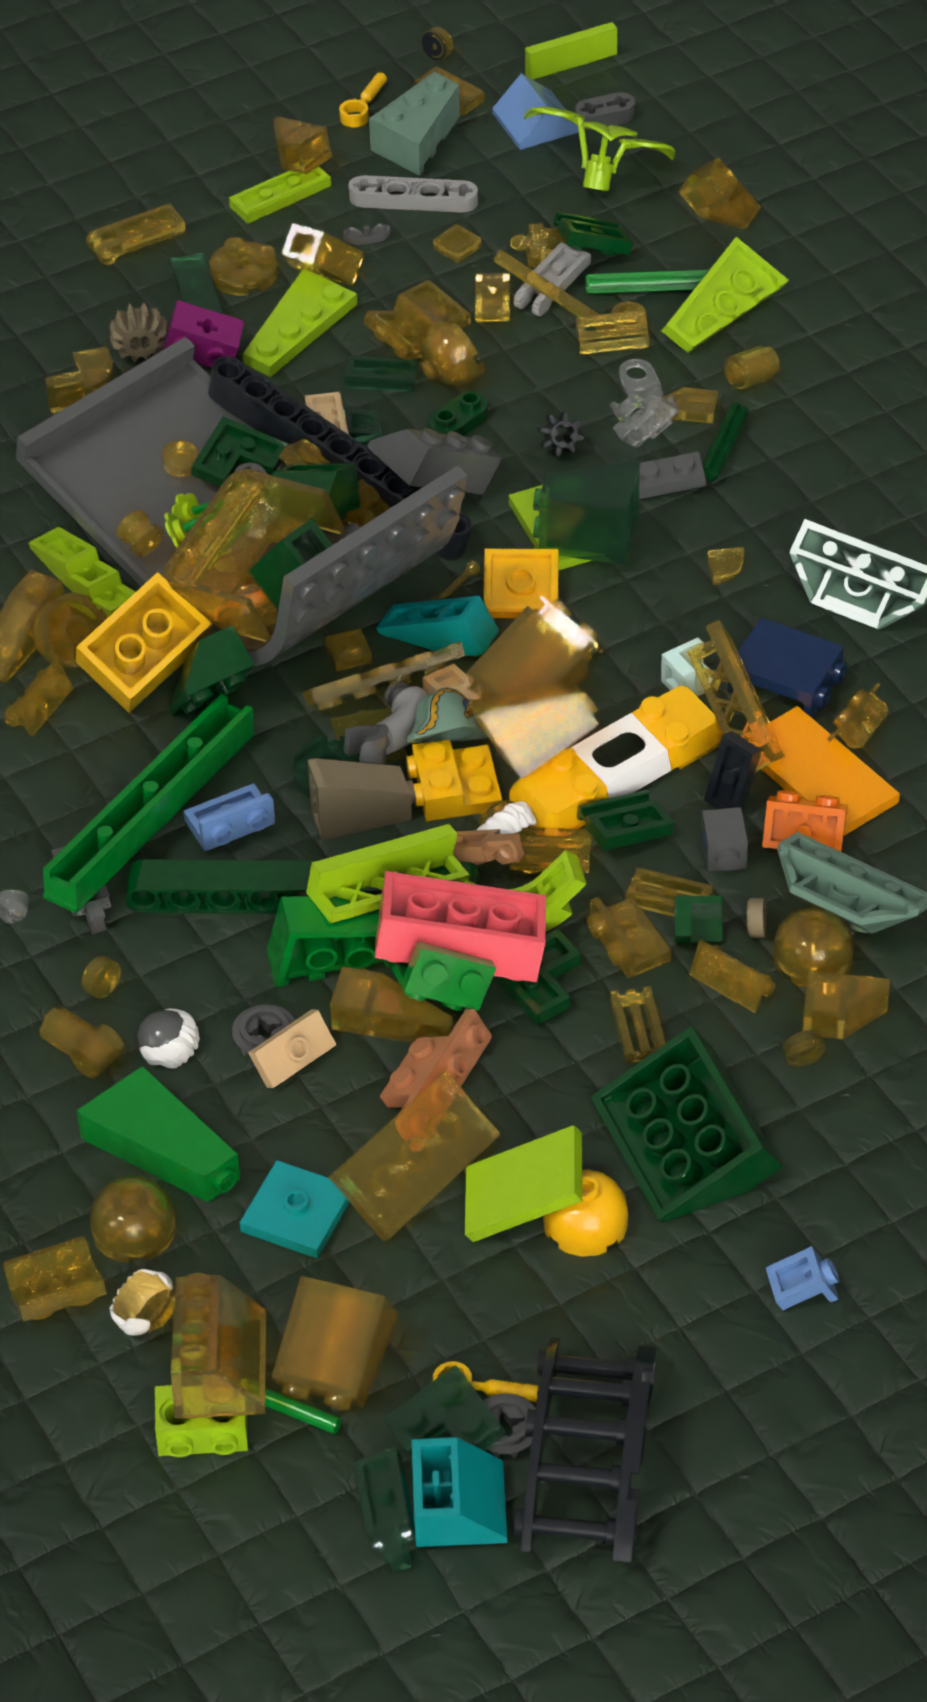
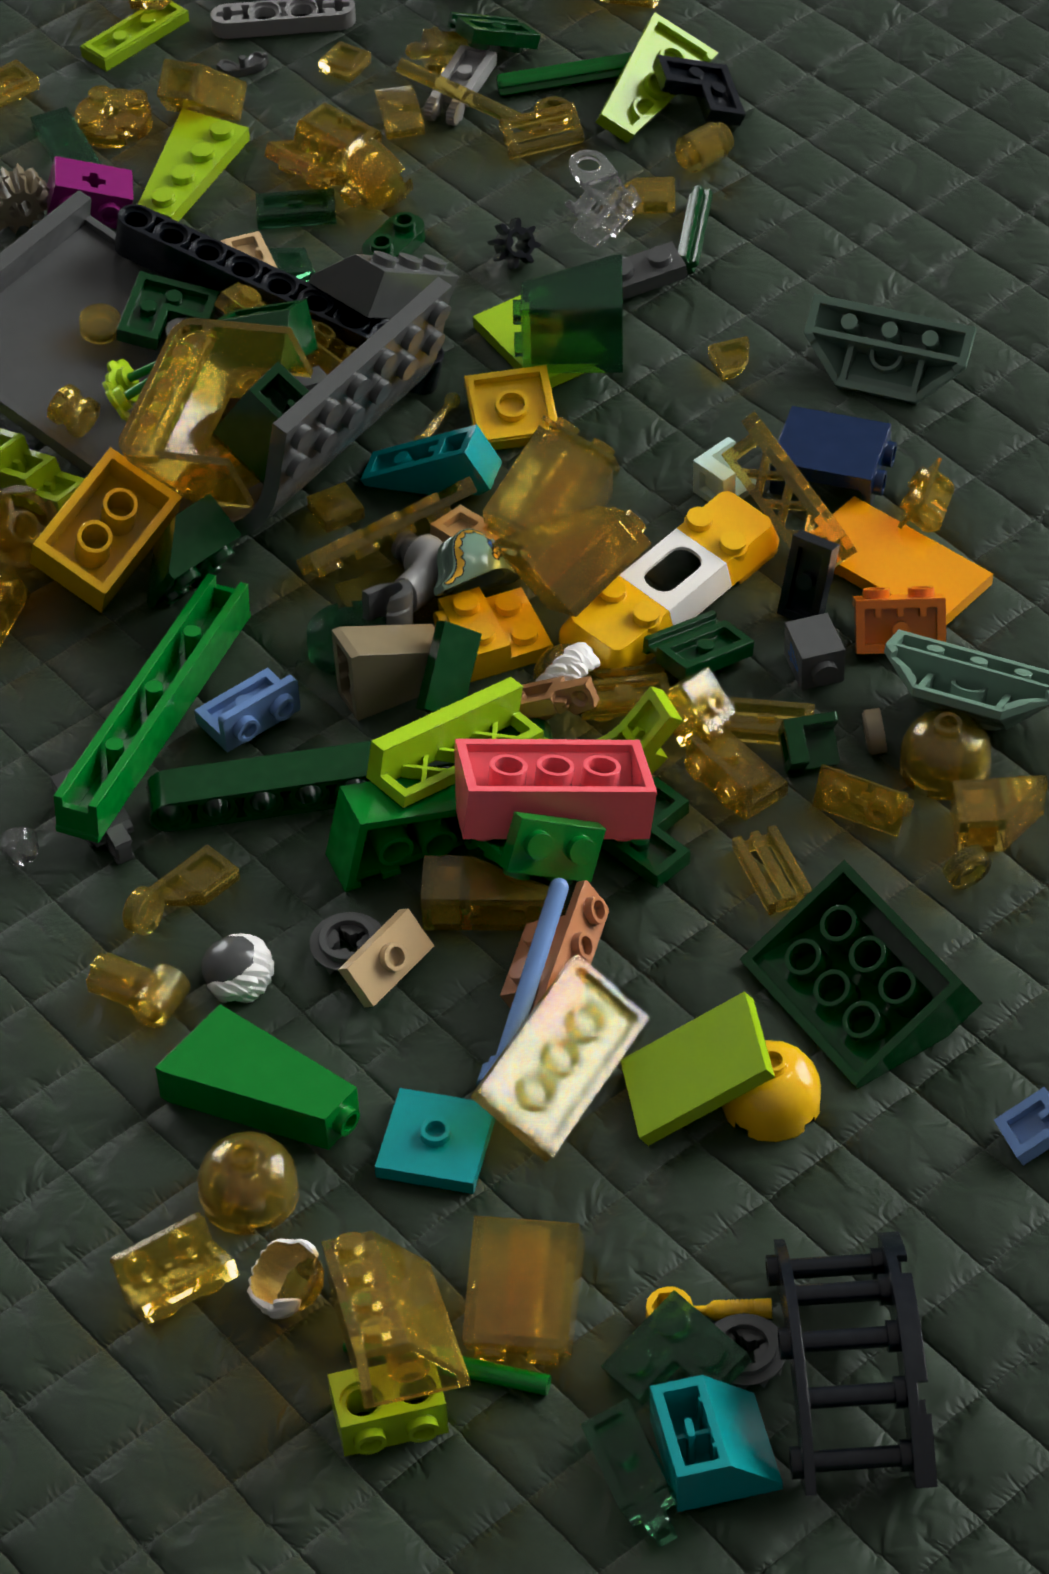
camera: 10 degrees left, 0 degrees up
(153, 957) = (197, 879): none -> clear yellow tile
(404, 805) = (448, 666): none -> dark green tile
(411, 1071) = (533, 967): none -> medium blue piece
(608, 874) = (700, 706): none -> clear yellow brick
(769, 306) = (706, 81): none -> black plate

